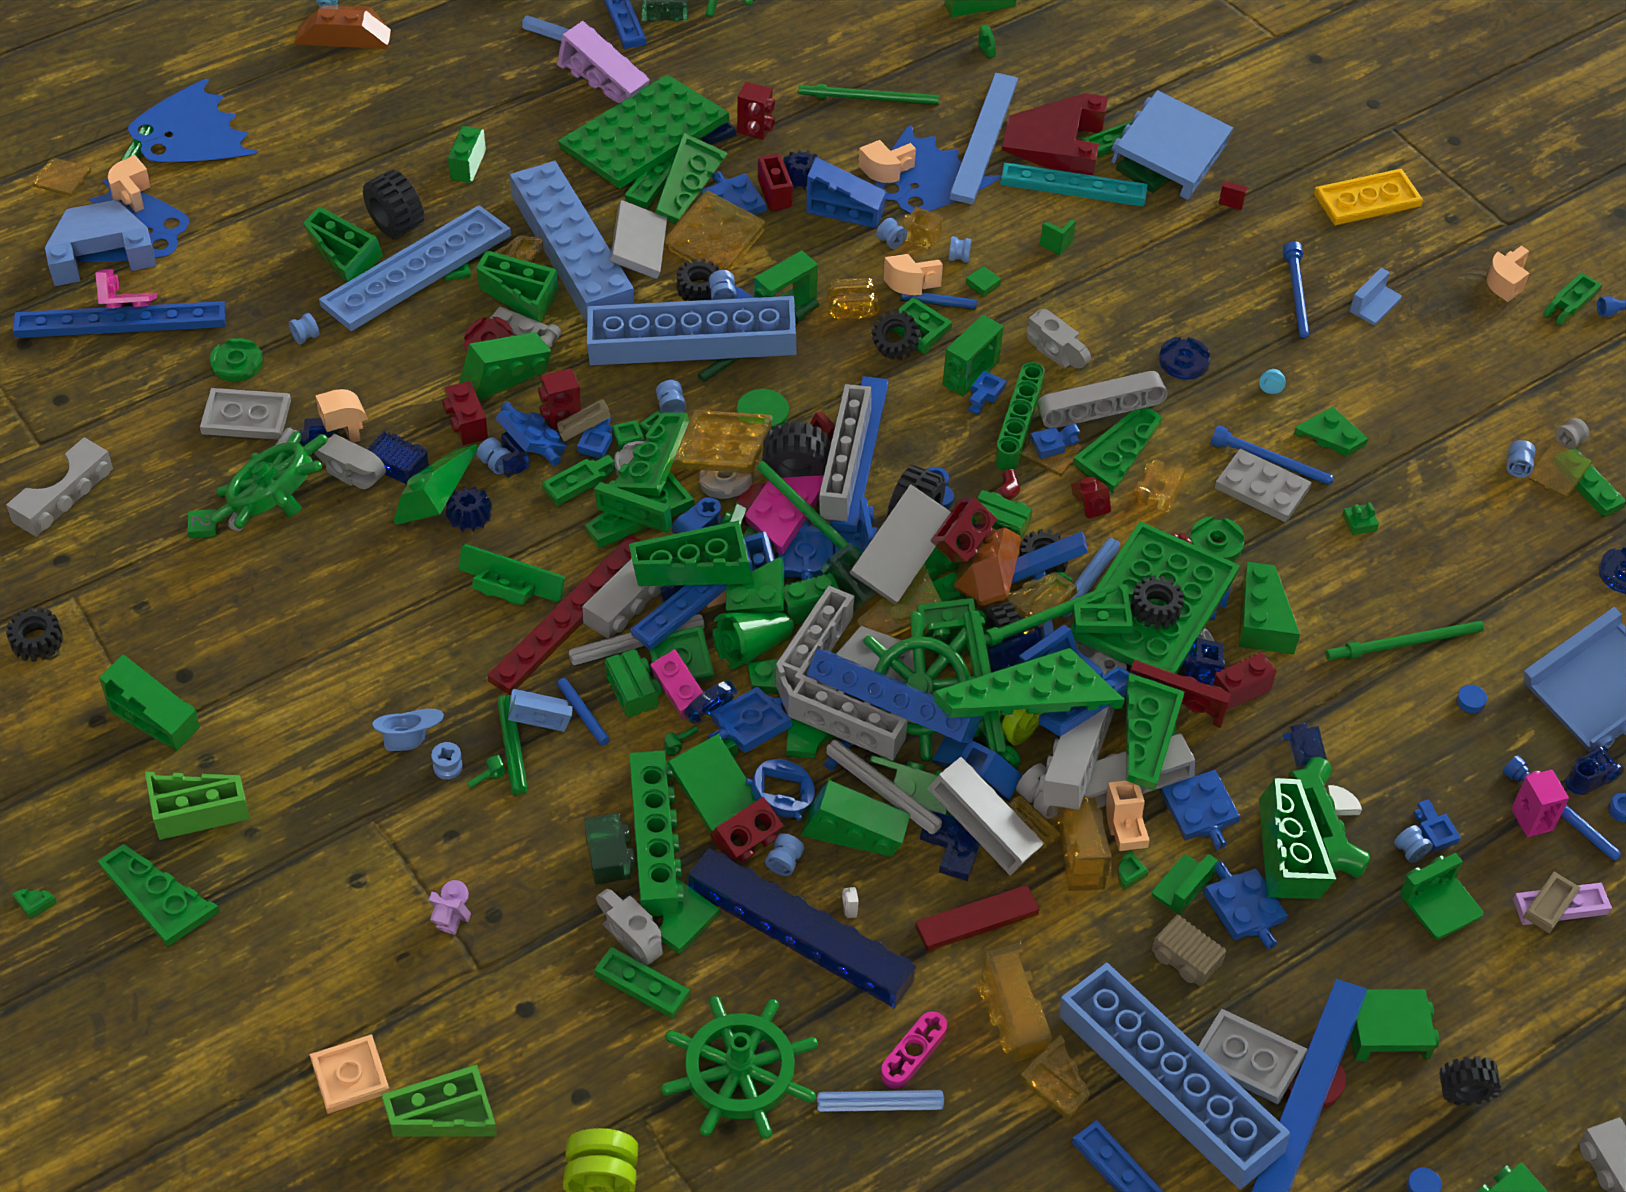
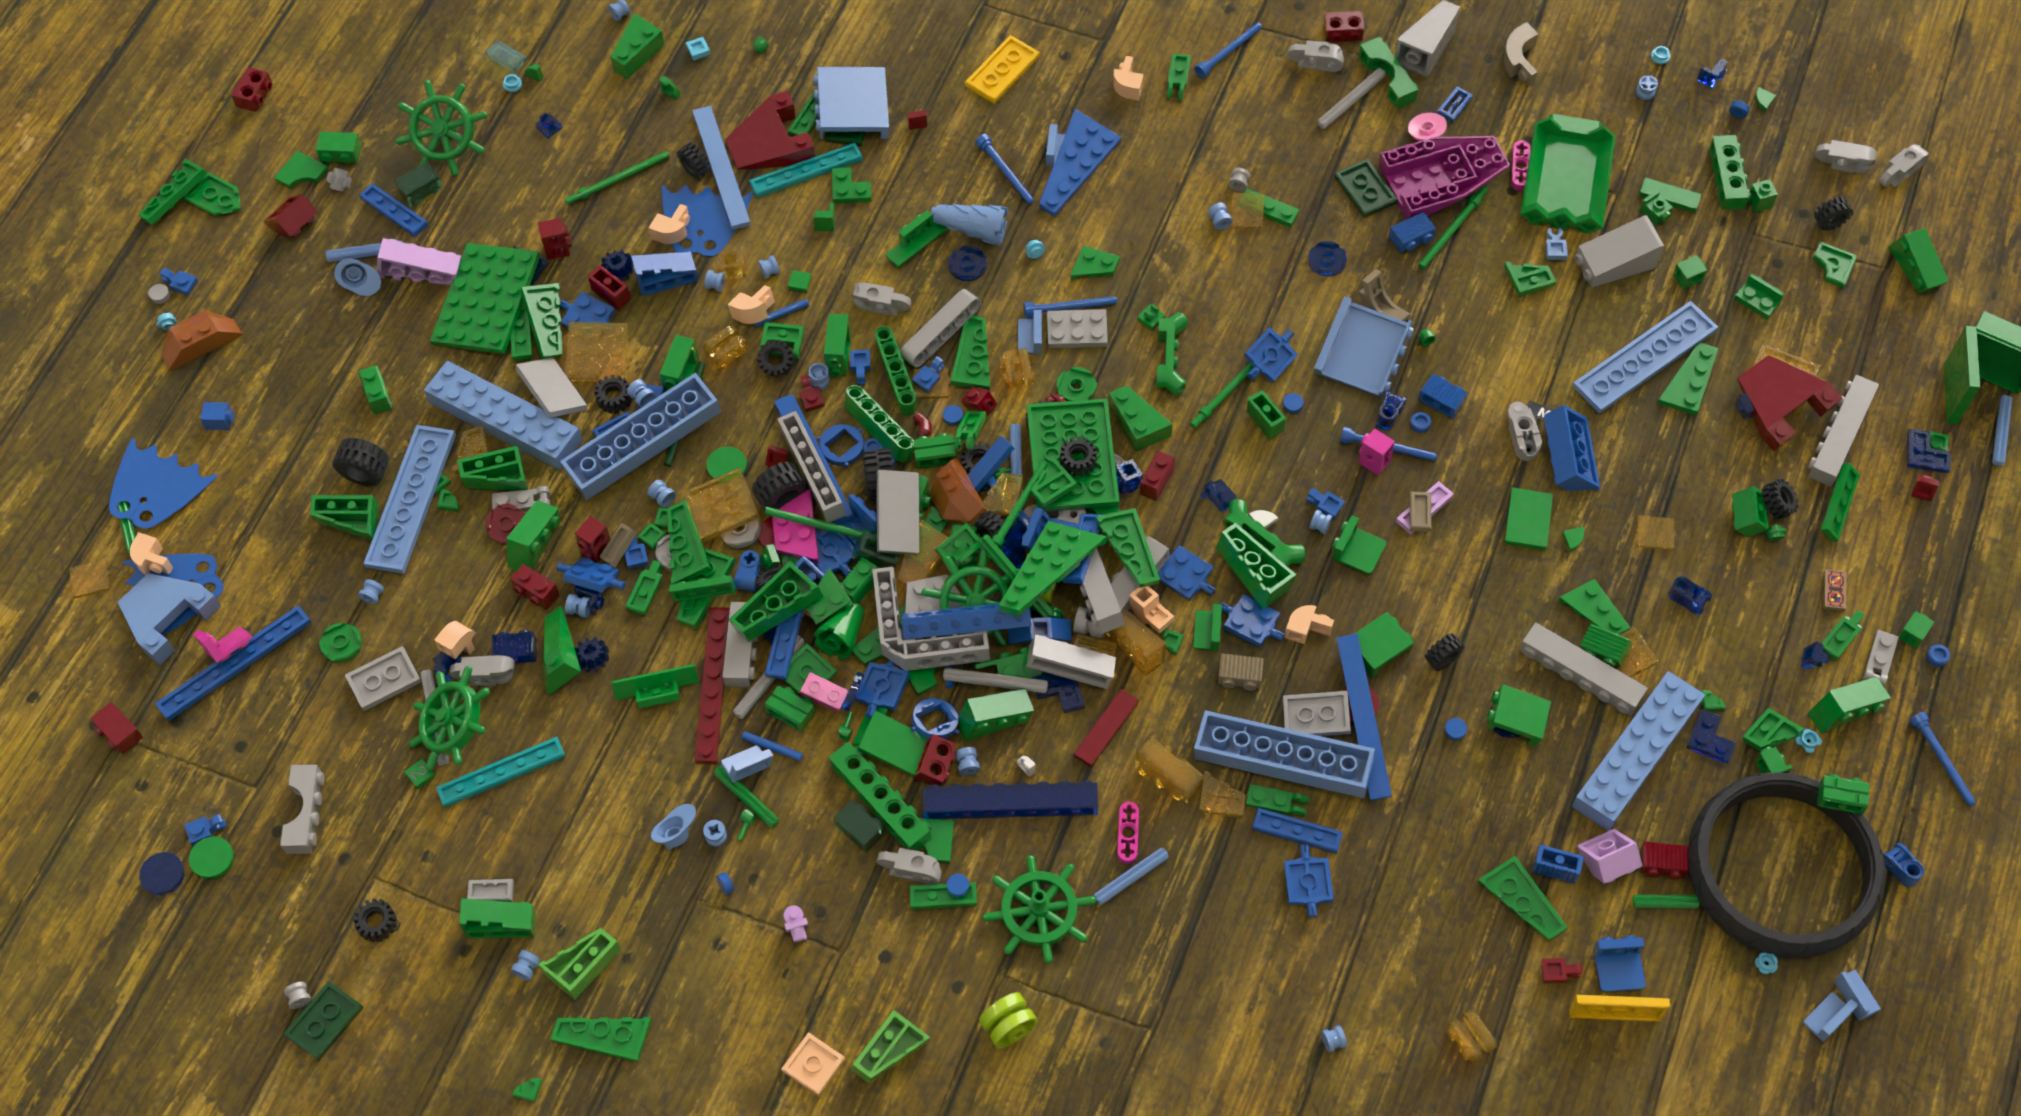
camera: 30 degrees left, 10 degrees up
(135, 770) = (525, 965): none -> medium blue wheel
(172, 675) = (491, 890): none -> light grey plate
(283, 569) = (500, 772): none -> teal tile
(299, 100) = (217, 416): none -> blue brick
(414, 818) = (725, 883): none -> blue tile
(451, 291) = (447, 501): none -> green tile
(535, 49) = (357, 277): none -> medium blue piece
(664, 979) = (957, 885): none -> blue tile
(837, 16) = (548, 125): none -> clear blue tile
(900, 442) = (833, 434): none -> blue piece
(907, 394) = (810, 396): none -> dark red plate
(930, 378) = (819, 376): none -> medium blue wheel
(958, 113) = (693, 160): none -> black tyre
(958, 453) = (878, 423): none -> green beam
(960, 525) = (931, 480): dark red brick -> none
(1046, 22) = (698, 48): none -> medium azure plate
(1050, 495) = (952, 415): none -> blue tile
(1055, 515) = (969, 429): none -> green hinge
(1104, 225) = (847, 192): none -> green plate
(1115, 49) = (760, 44): none -> green hinge
(1126, 1126) = (1276, 800): none -> green hinge
(1148, 300) = (915, 238): none -> green bracket
(1197, 696) = (1142, 504): dark red wing -> none
(1205, 462) = (1031, 333): none -> medium blue panel
(1222, 316) = (974, 220): none -> medium blue cone
(1309, 941) = (1305, 619): none -> light nougat brick
(1334, 583) = (1166, 375): none -> green plate
(1397, 318) = (1080, 155): none -> blue wing
(1426, 689) = (1266, 414): none -> green brick
(1479, 630) = (1270, 354): none -> blue plate

